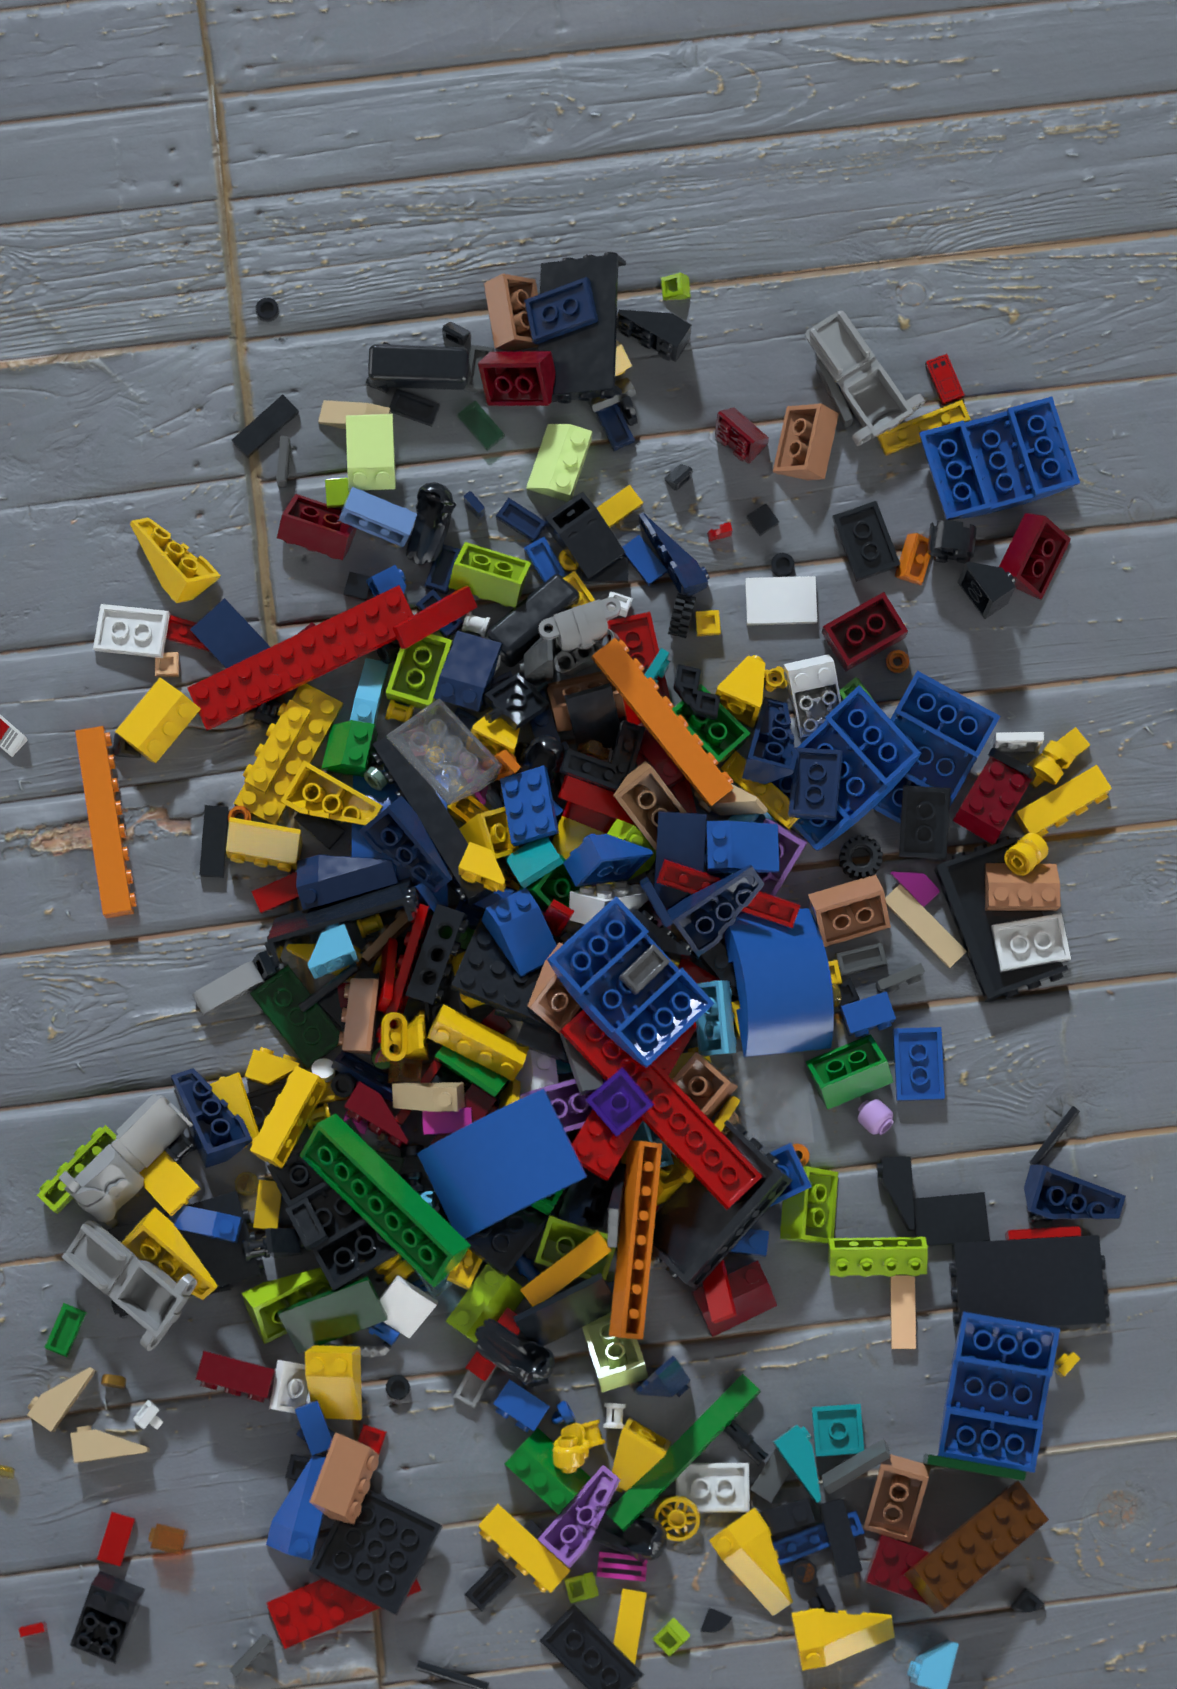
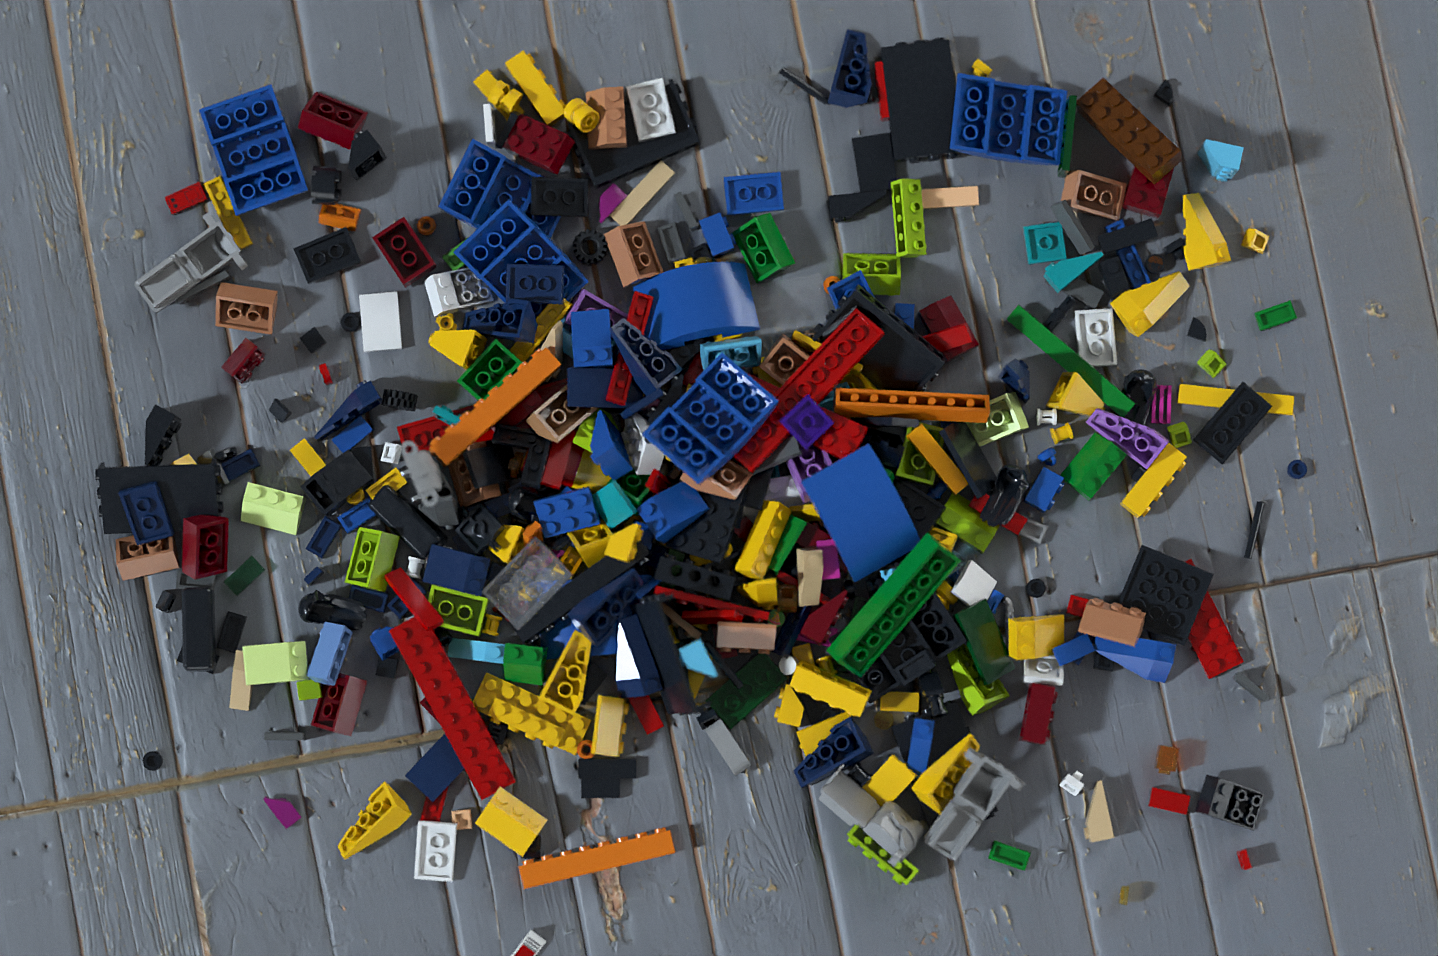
camera: 90 degrees left, 5 degrees up
(55, 1403) = (1067, 857): tan slope -> none
(113, 1381) = (1047, 812): pearl gold tile -> none
(190, 832) = (600, 788): none -> black tile
(195, 455) = (283, 810): none -> magenta slope
(265, 426) = (254, 754): black tile -> none
(343, 1084) = (800, 647): black tile -> none
(375, 778) = (550, 639): sand green tile -> none
(394, 1036) = (762, 605): yellow plate -> none
(475, 1600) = (1177, 510): black tile -> none
(571, 1448) = (1075, 448): yellow head -> none
(644, 969) = (699, 408): flat silver tile -> none
(675, 287) = (117, 422): lime slope -> none
(678, 1517) = (1121, 362): yellow wheel -> none
(698, 702) = (461, 391): black tile -> none
(707, 623) = (403, 379): yellow plate -> none
(875, 1116) = (798, 225): lavender head -> none

